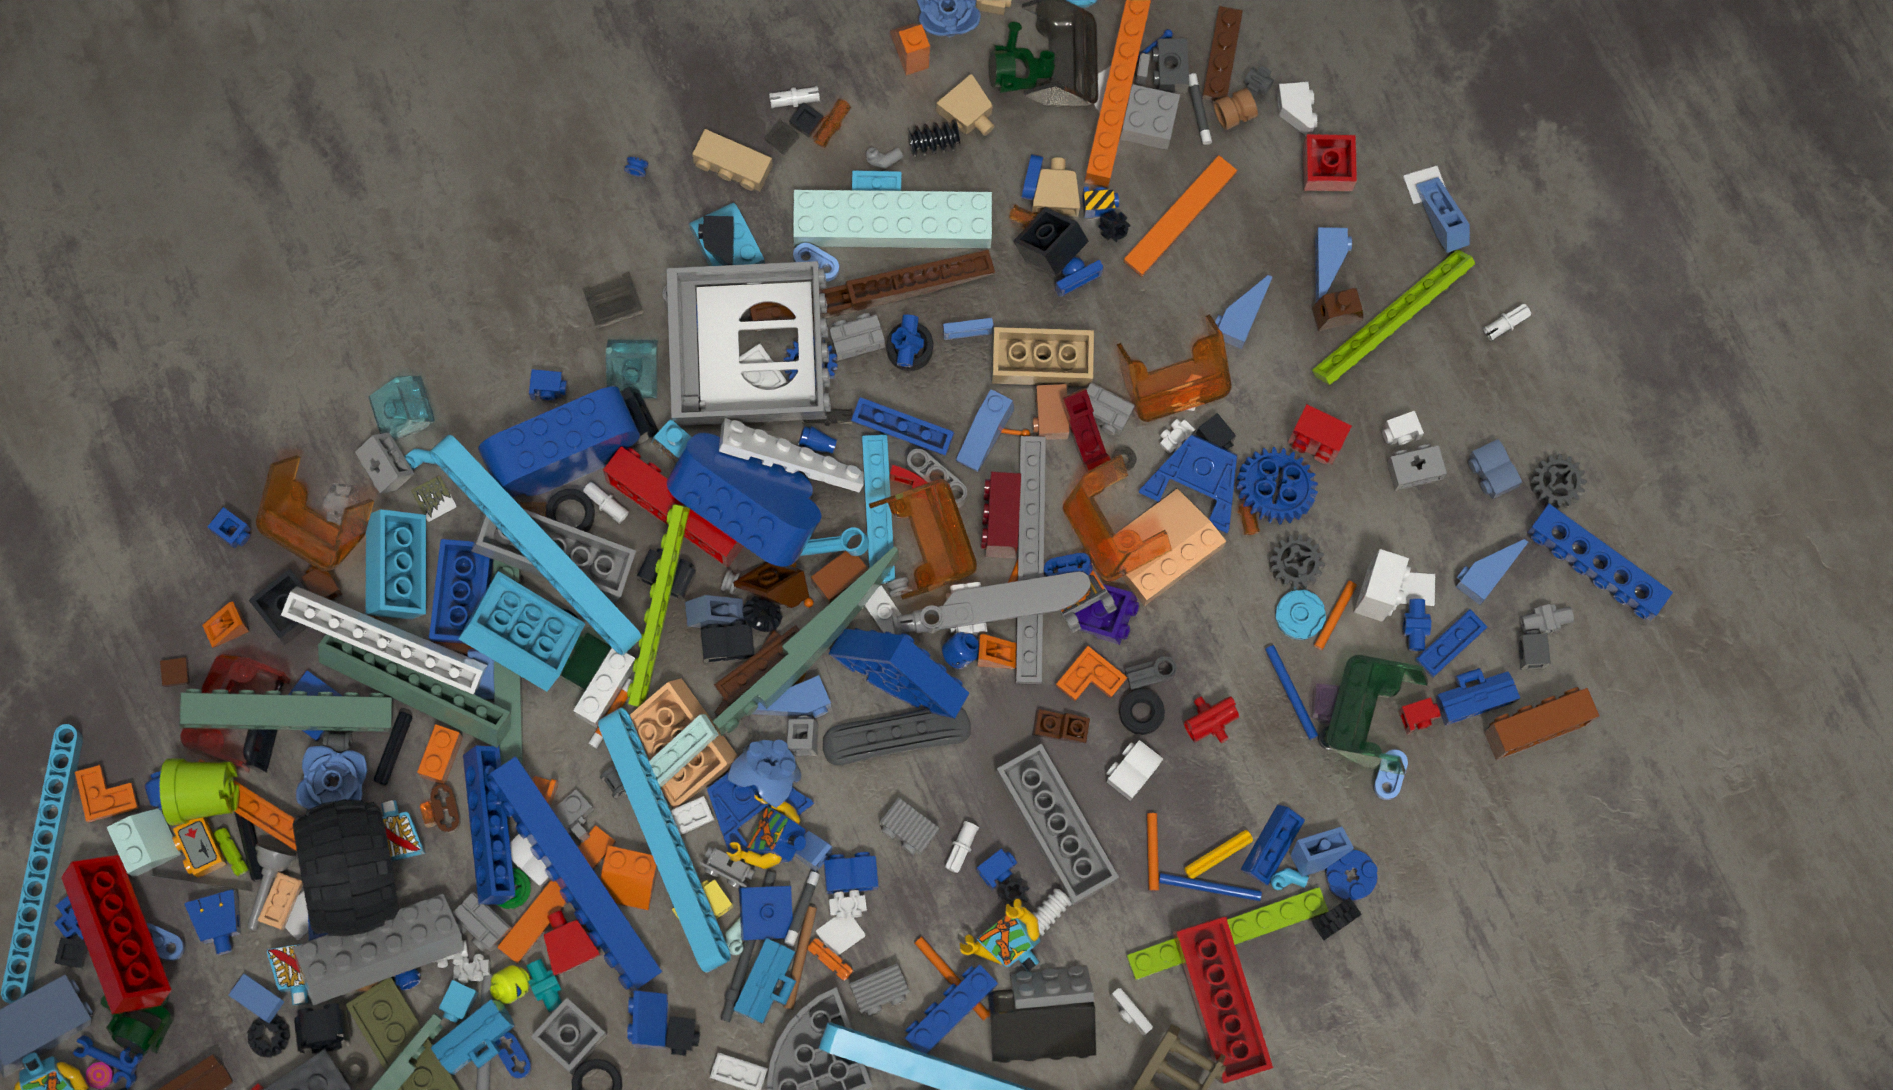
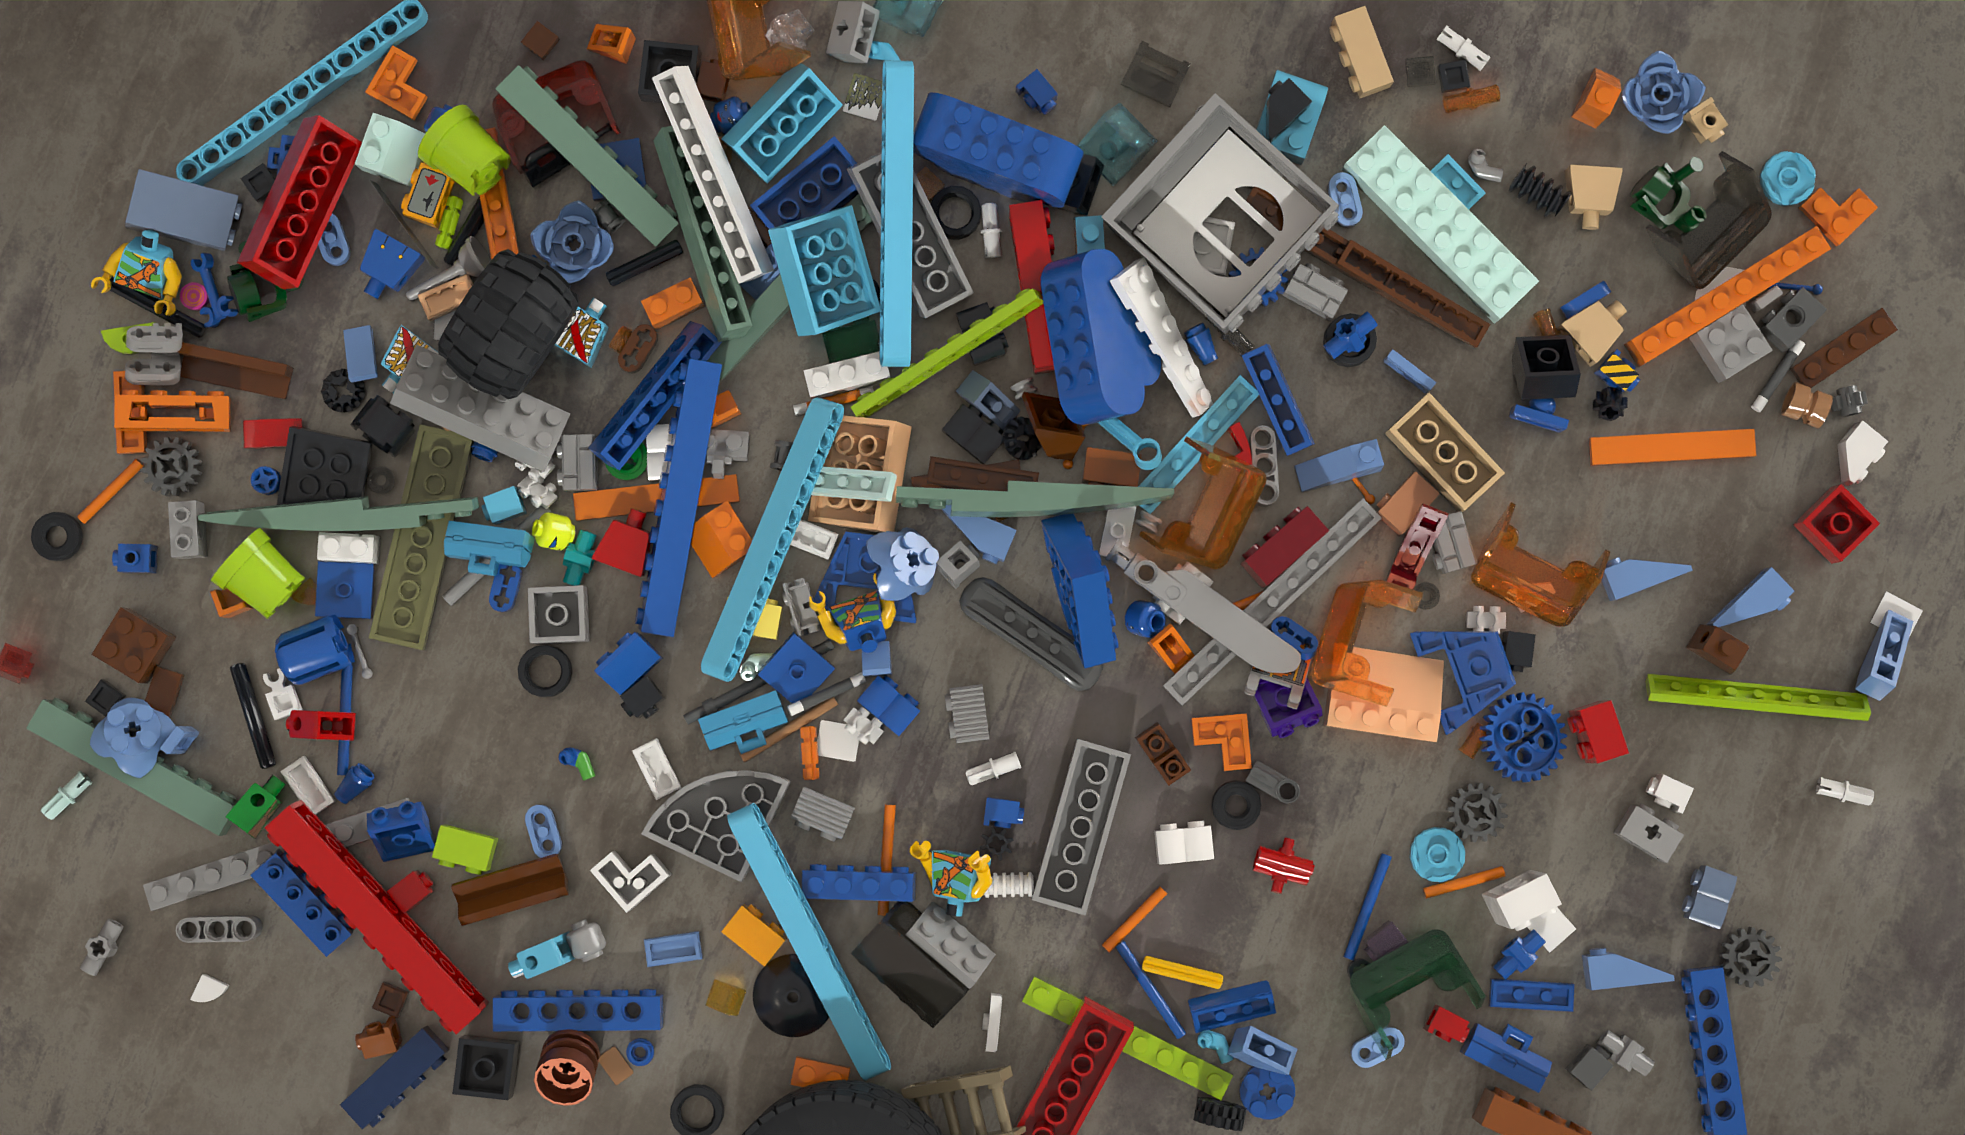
camera: 50 degrees right, 10 degrees up
(354, 594) = (728, 113): none -> blue head

